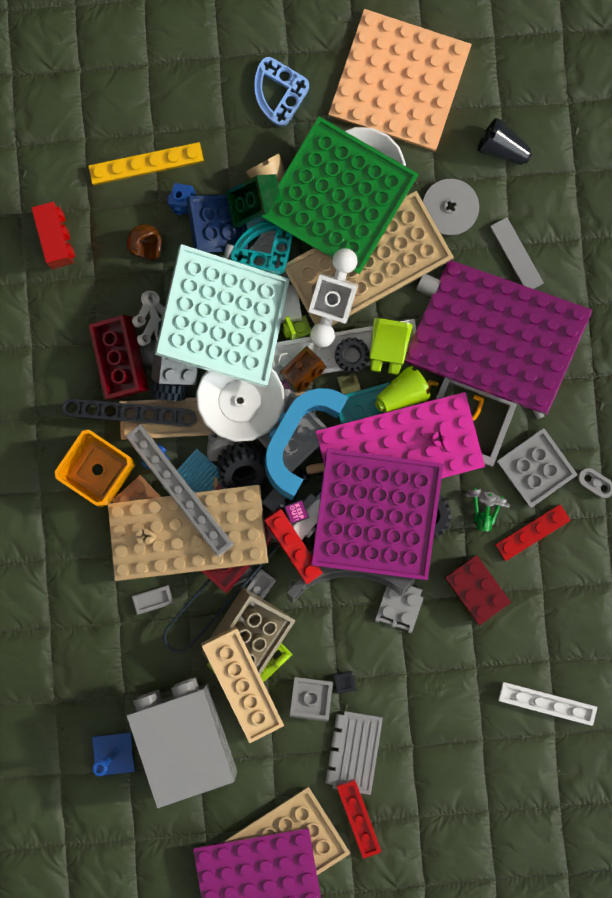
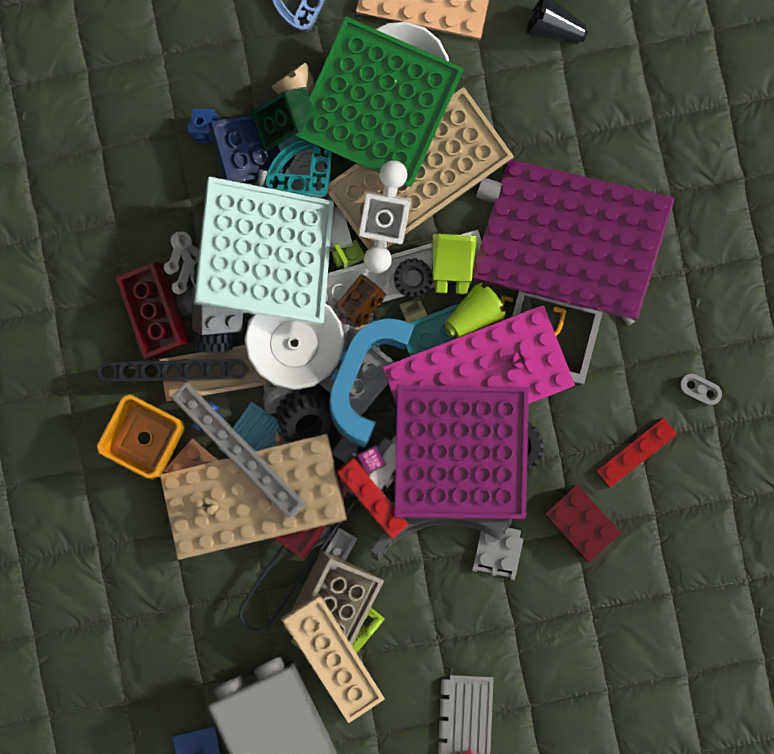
camera: 10 degrees left, 0 degrees up
(53, 235) = (65, 182): red brick -> none
(144, 241) = (167, 178): reddish brown piece -> none
(146, 163) = (158, 90): yellow plate -> none
(152, 600) = (222, 576): light grey tile -> none
(310, 469) = (382, 410): arm -> none
(311, 699) = (411, 666): light grey hinge -> none
(344, 682) = (446, 643): black tile -> none
(456, 193) = (520, 102): light grey piece -> none
(484, 520) = (582, 444): plant -> none
(516, 254) = (583, 144): light grey tile -> none
(537, 468) = (633, 380): light grey plate -> none
(547, 703) = (674, 640): white plate -> none

